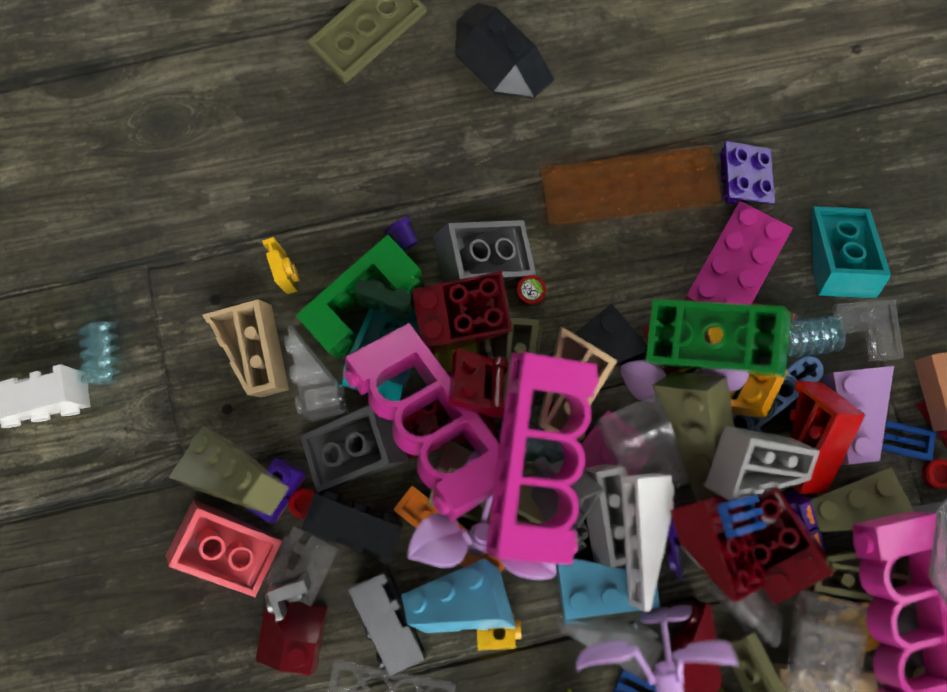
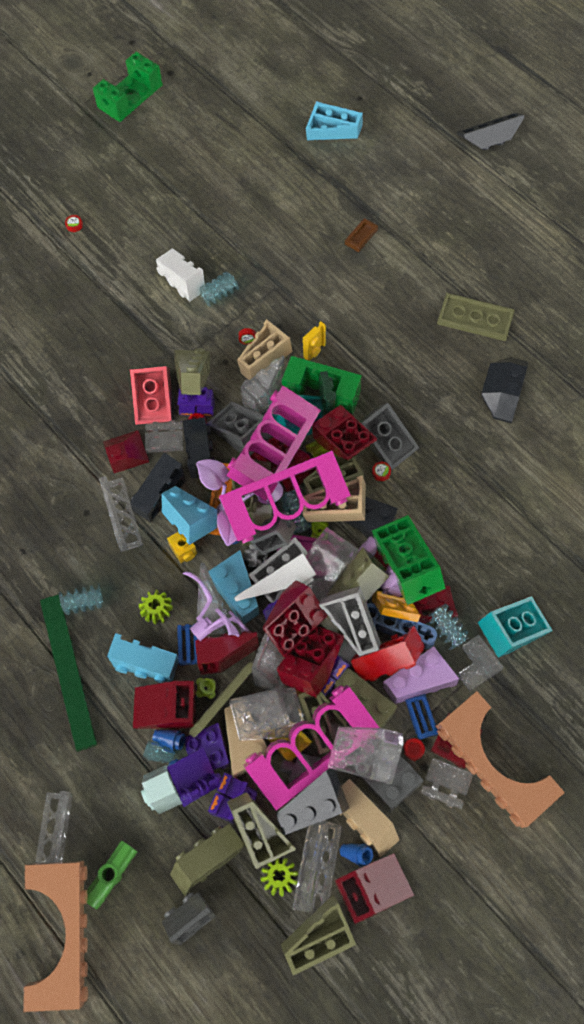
camera: 60 degrees right, 15 degrees down
(134, 99) = (361, 235): none -> reddish brown tile
(207, 355) = (246, 336): none -> red tile
(290, 589) = (143, 428): flat silver bracket -> none
(402, 233) = (370, 391): dark purple piece -> none
(469, 379) = (305, 450): dark red plate -> none
(630, 185) = (477, 492): clear orange plate -> none
(740, 258) = (473, 569): dark pink plate -> none
(747, 173) = (526, 549): dark purple hinge -> none
(751, 513) = (321, 627): blue tile -> none

